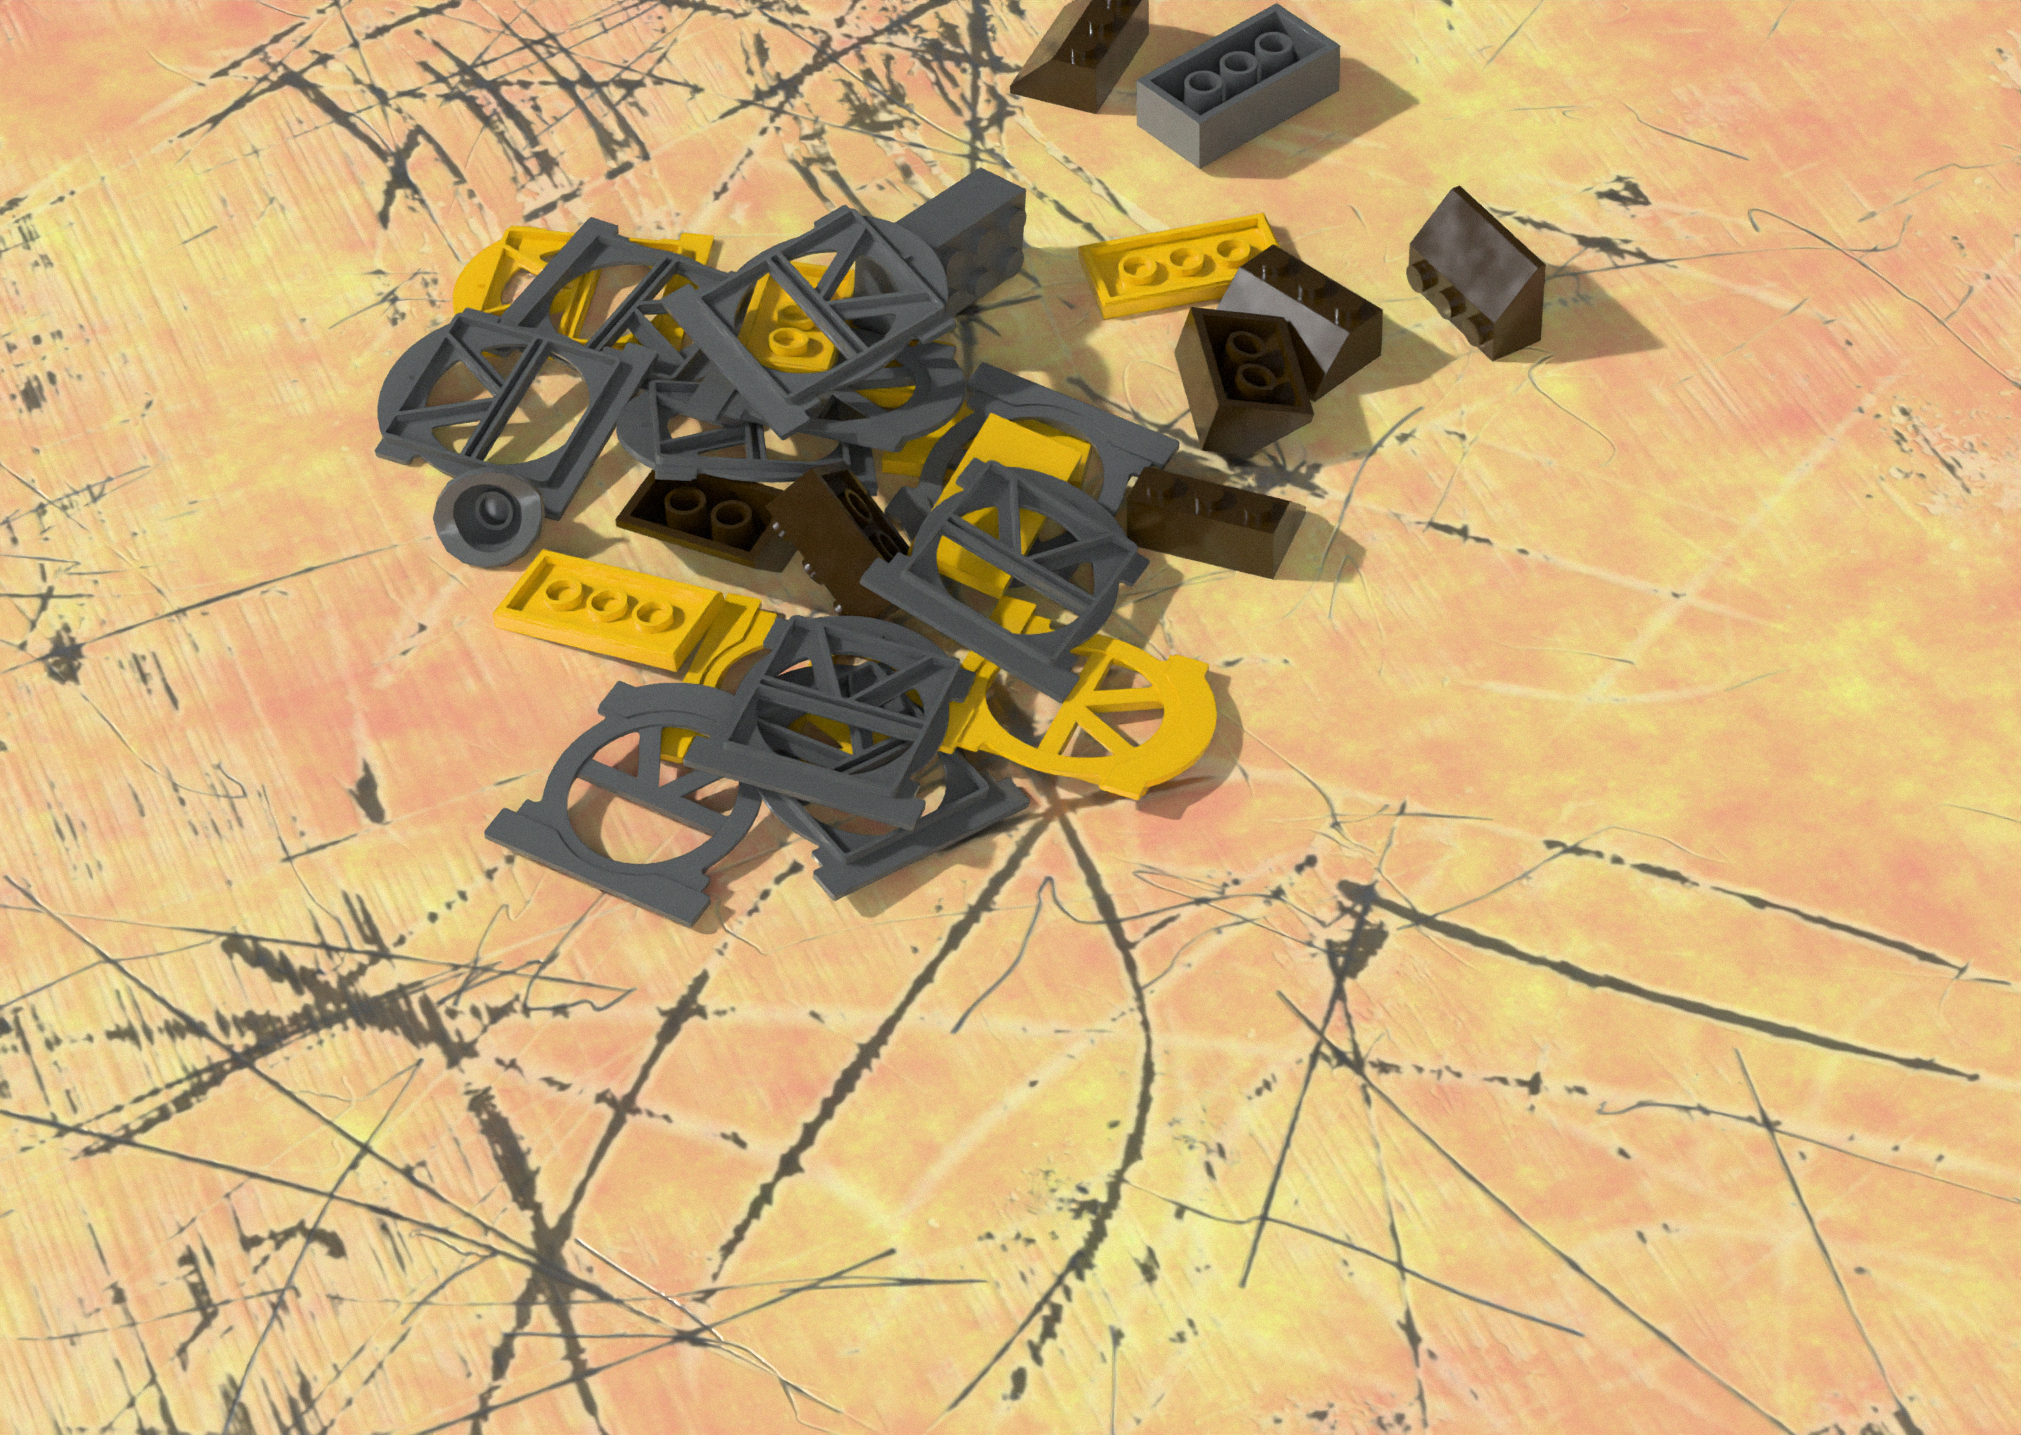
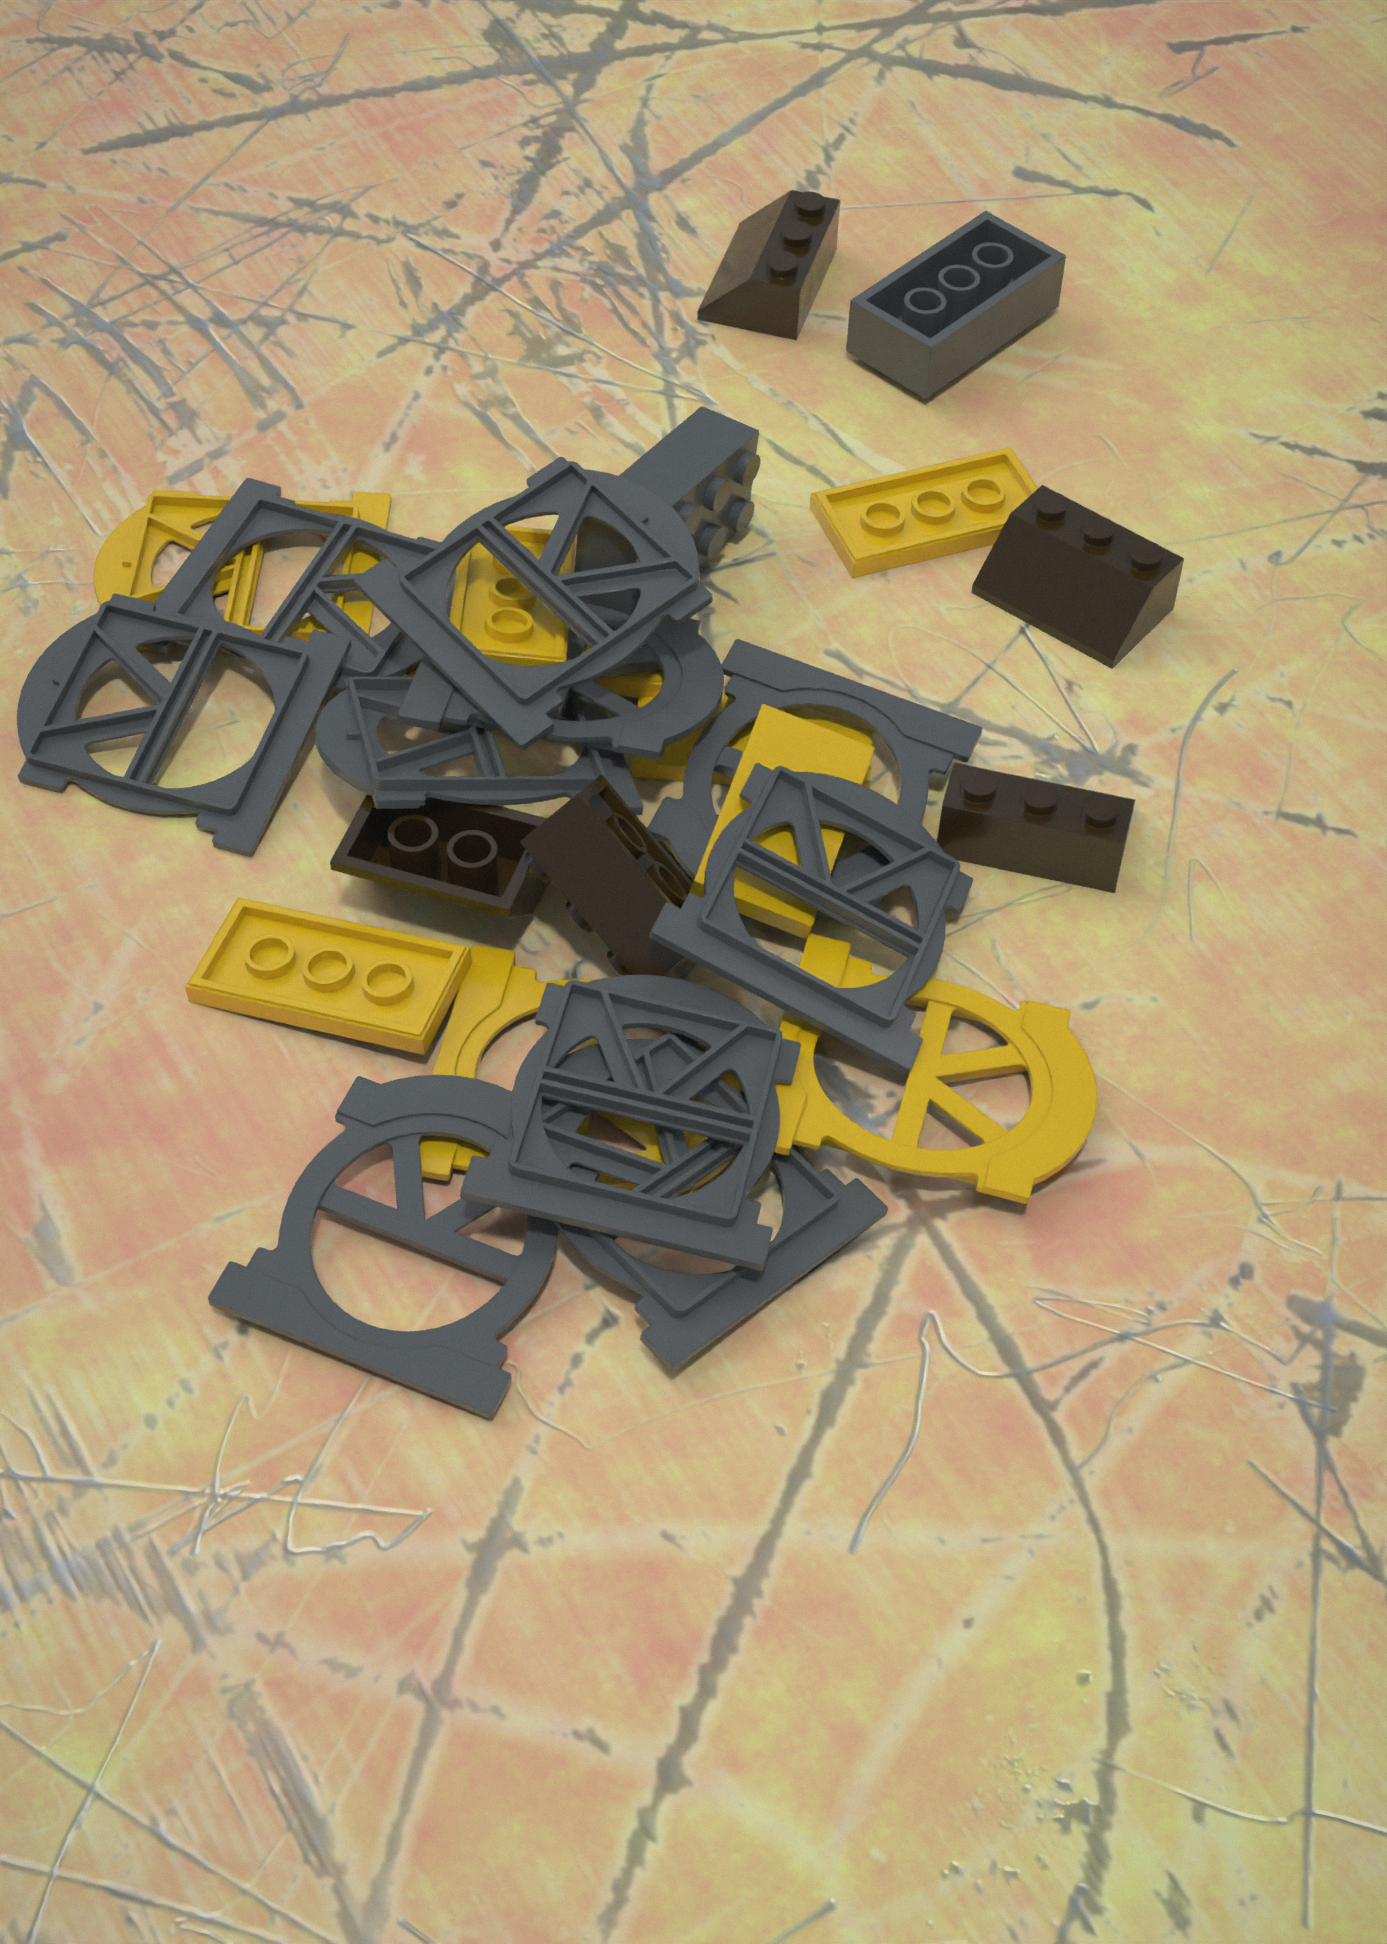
camera: 10 degrees left, 5 degrees up
(489, 516) = (170, 861): dark grey helmet -> none
(1241, 380) = (1035, 649): dark brown slope -> none
(1478, 276) = (1276, 512): dark brown slope -> none

